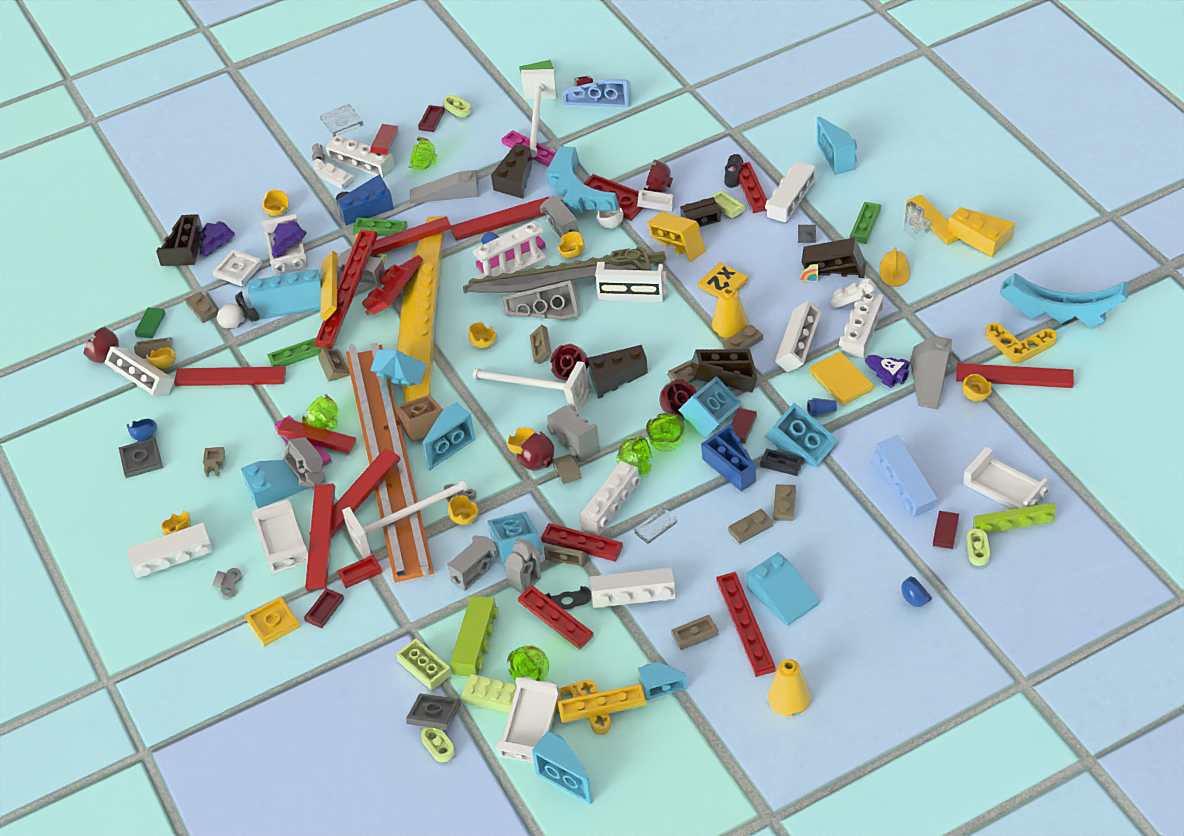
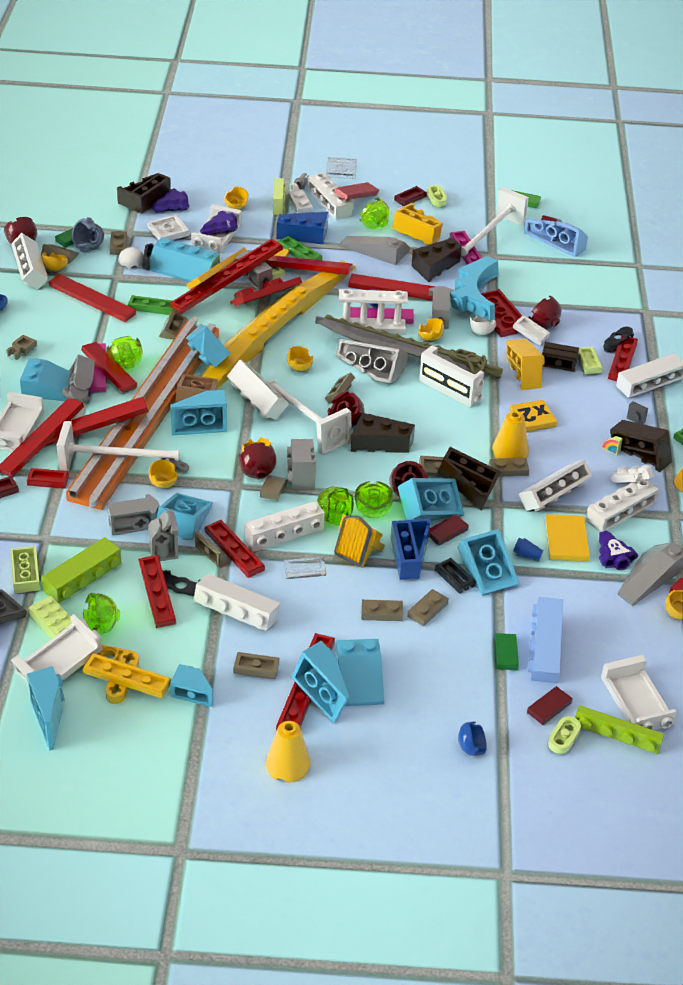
camera: 25 degrees right, 5 degrees down
(169, 315) = (87, 234): none -> sand blue helmet
(313, 181) = (279, 196): none -> yellowish green piece
(469, 146) = (417, 225): none -> yellow wedge
(473, 385) = (258, 390): none -> white brick
(683, 477) = (357, 540): none -> yellow piece
(768, 613) = (322, 679): none -> medium azure slope
(876, 504) = (506, 651): none -> green tile

